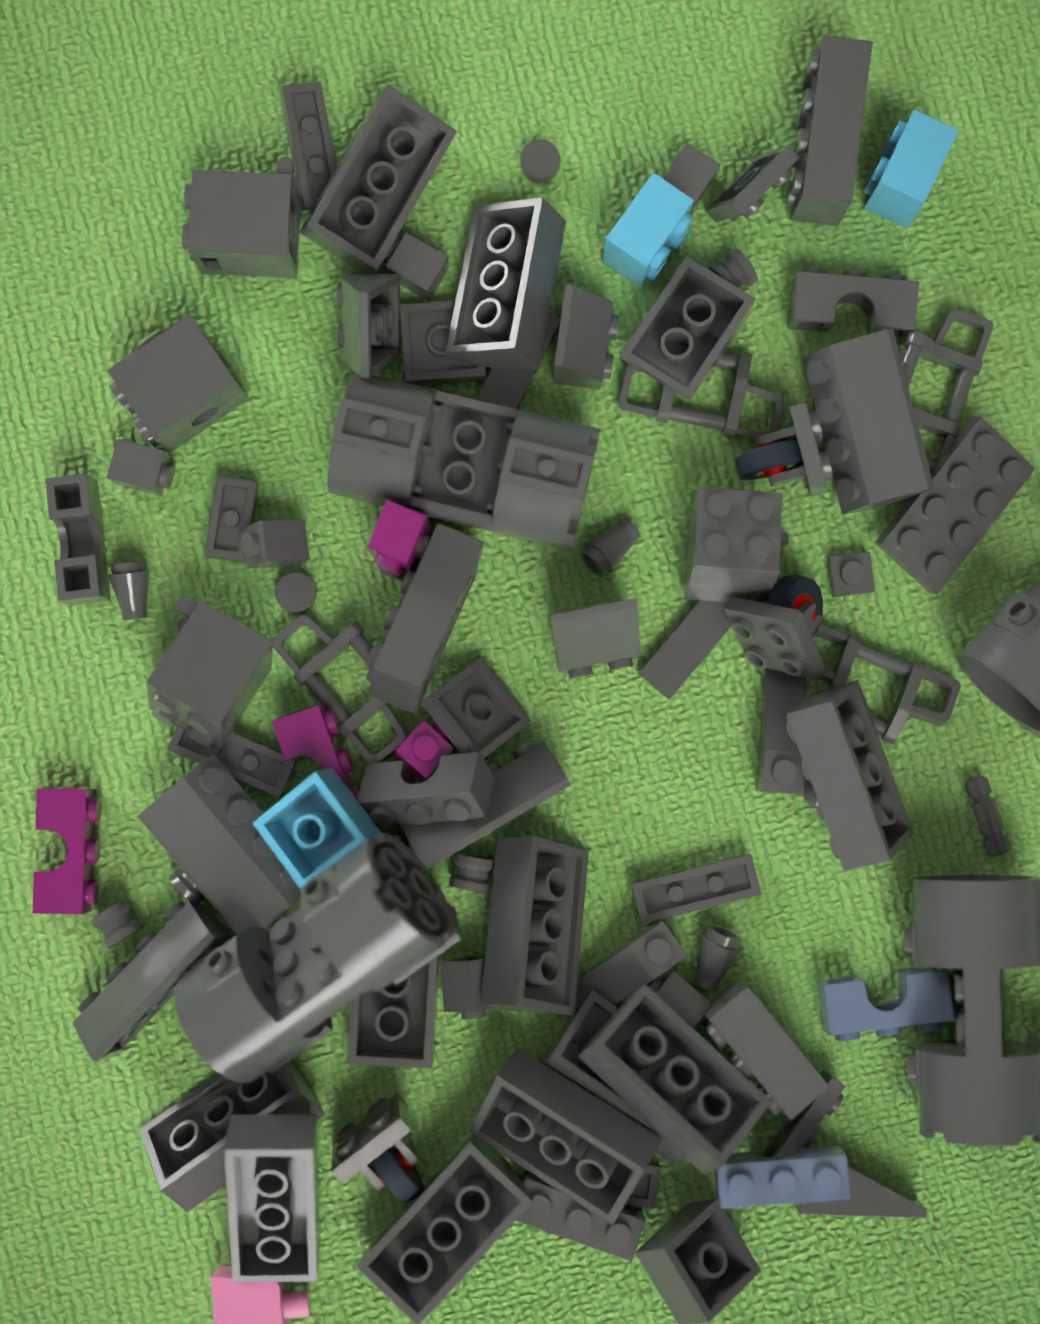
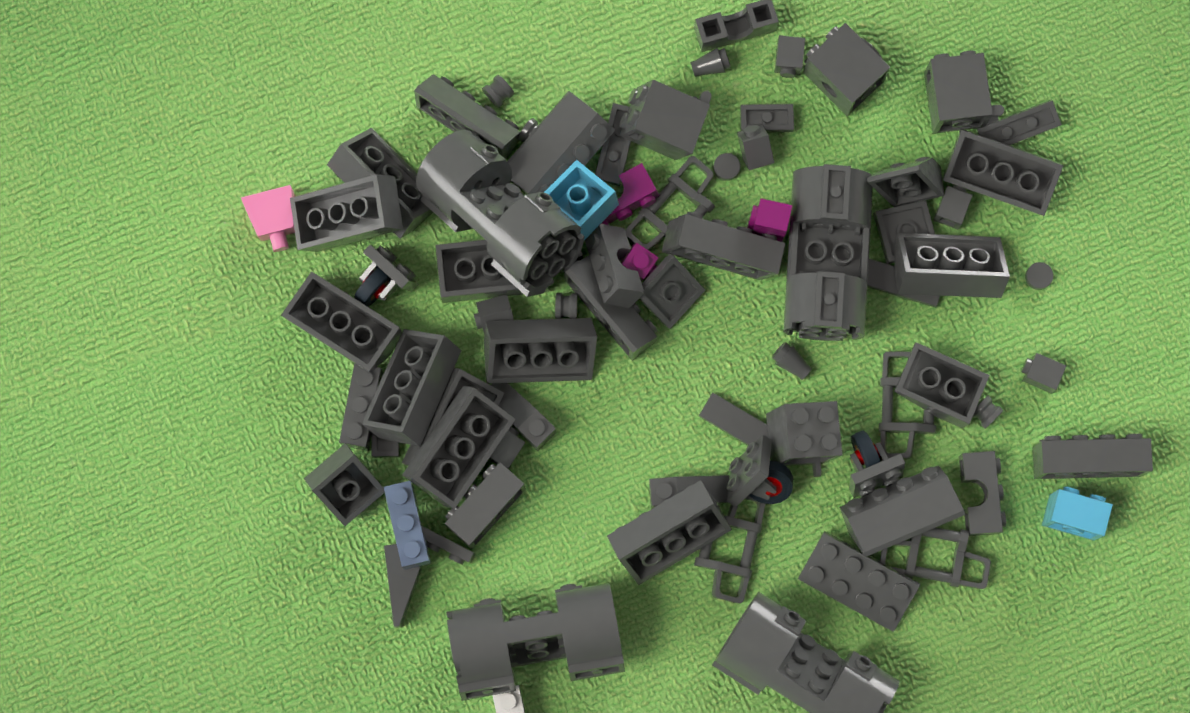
camera: 80 degrees right, 5 degrees down
(72, 885) = (561, 53): magenta arch -> none
(584, 338) = (923, 320): dark grey slope -> none
(596, 637) = (730, 357): dark grey slope -> none
(648, 230) = (1002, 350): medium azure brick -> none
(695, 888) = (579, 450): dark grey plate -> none
(716, 956) = (537, 470): dark grey cone -> none
(745, 193) = (1054, 419): dark grey plate -> none
(851, 574) = (801, 521): dark grey plate -> none
(921, 1001) = (517, 560): sand blue arch -> none
(987, 816) = (657, 634): dark grey axle -> none

